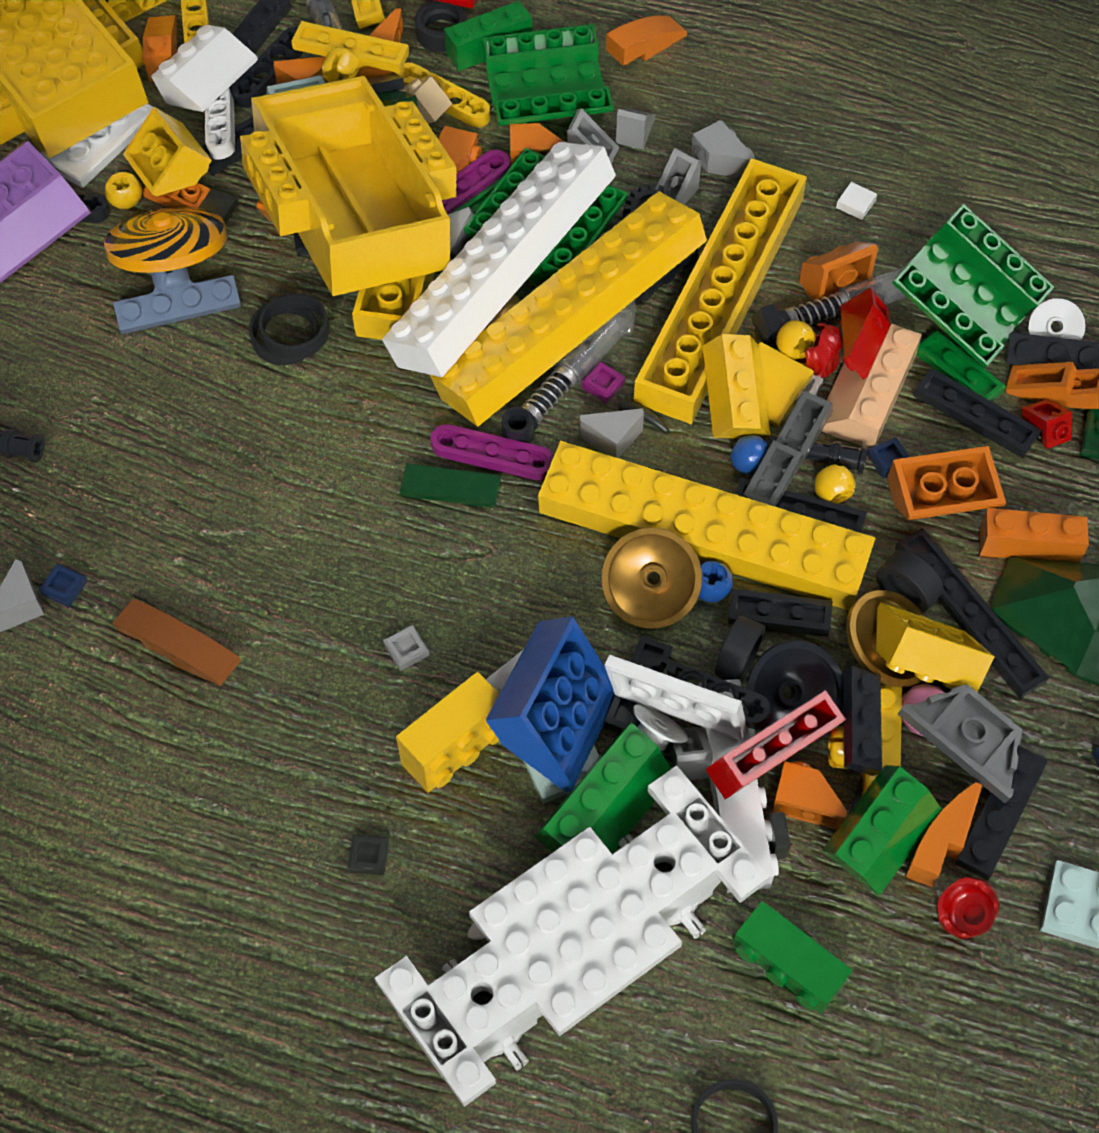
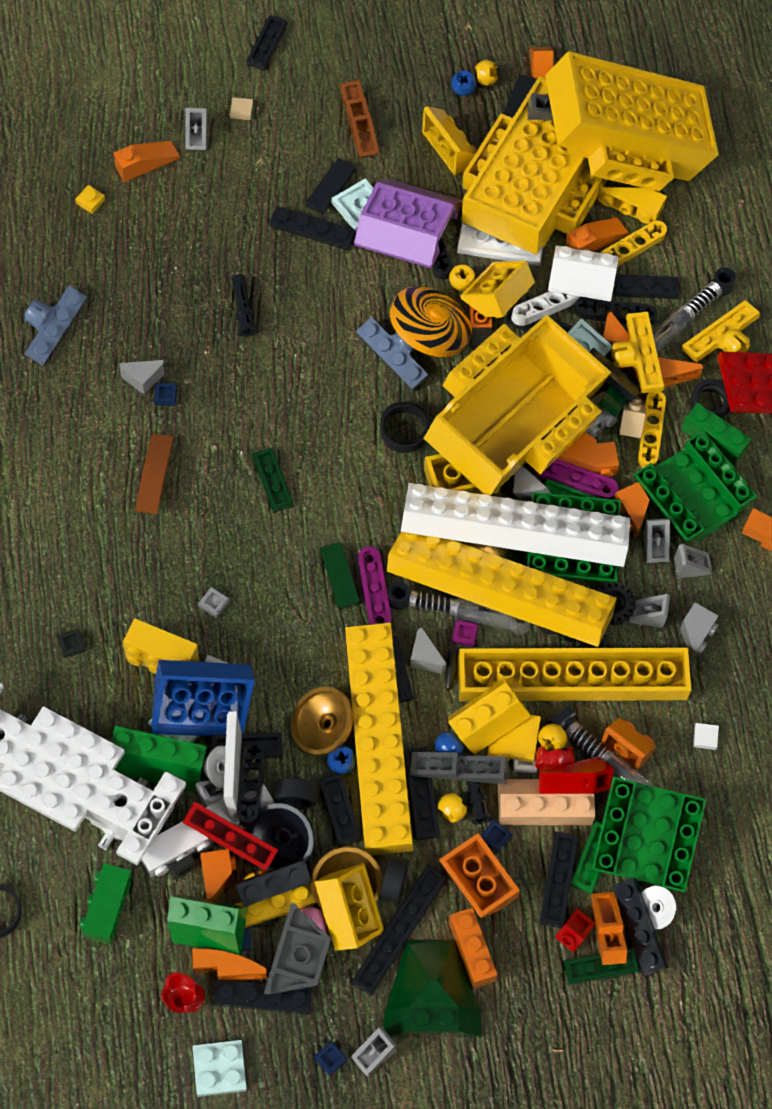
camera: 60 degrees right, 5 degrees up
(269, 508) = (272, 480): none -> dark green tile

